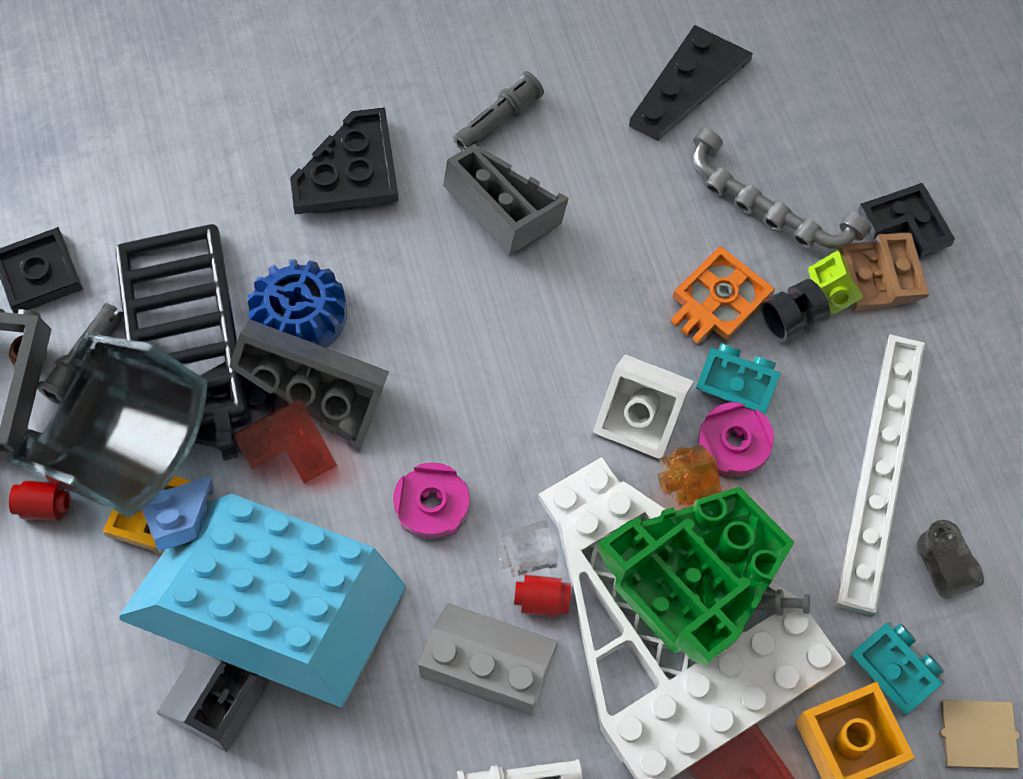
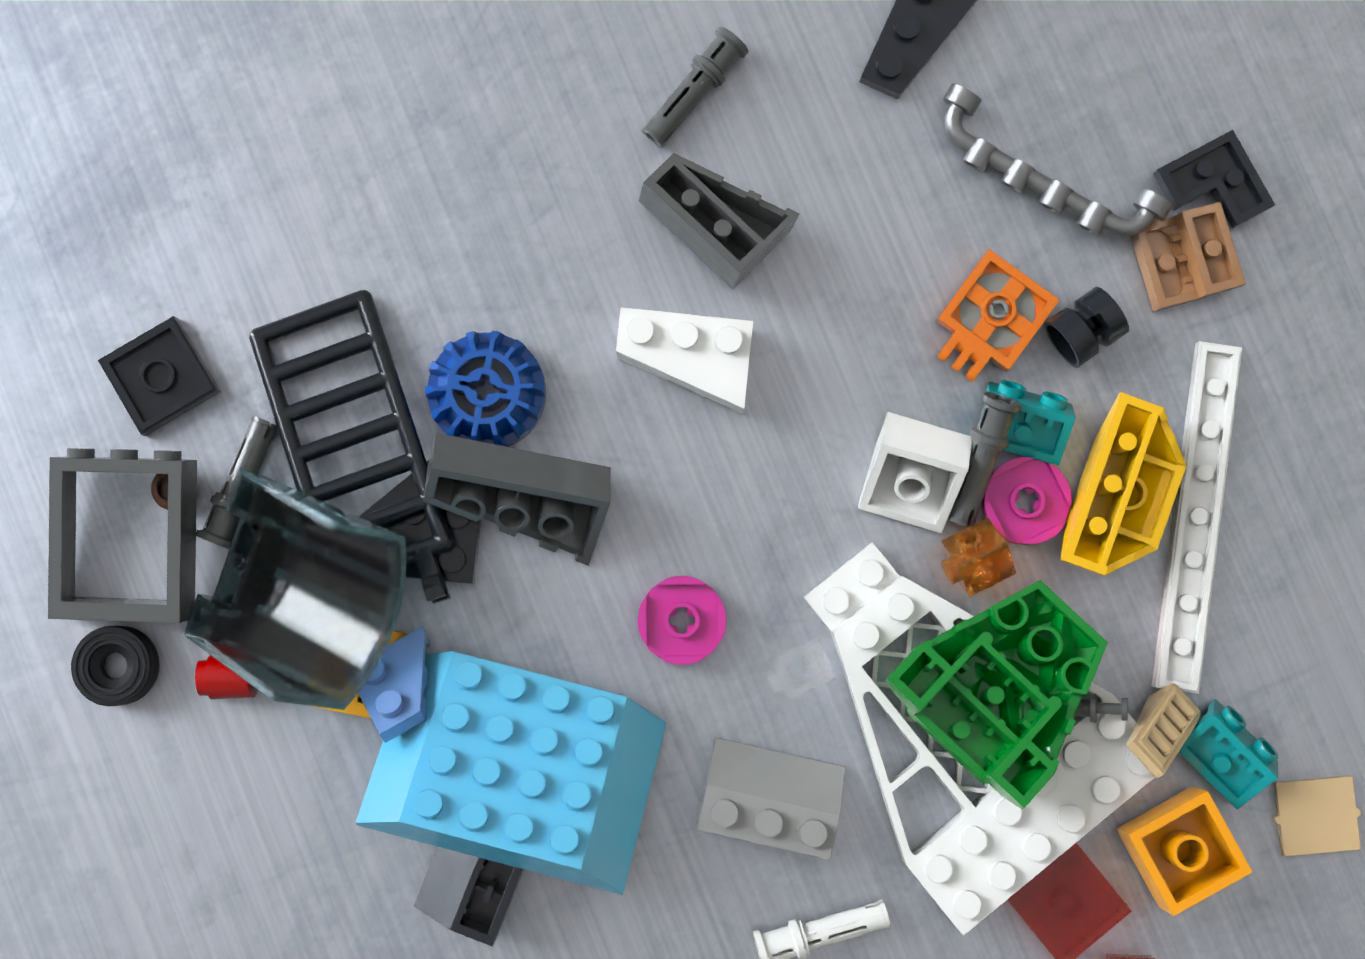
camera: 10 degrees left, 20 degrees up
(290, 431) = (504, 562): clear red plate -> none
(348, 167) = (518, 188): black plate -> none
(467, 292) = (689, 350): none -> white wedge
(543, 596) = (823, 721): red brick -> none
(706, 379) = (988, 441): none -> dark grey pin
(820, 431) = (1124, 489): none -> yellow wedge
(835, 282) = (1130, 281): lime bracket -> none
(841, 630) = (1167, 723): none -> tan slope
(950, 561) = (1281, 629): clear smoke piece -> none

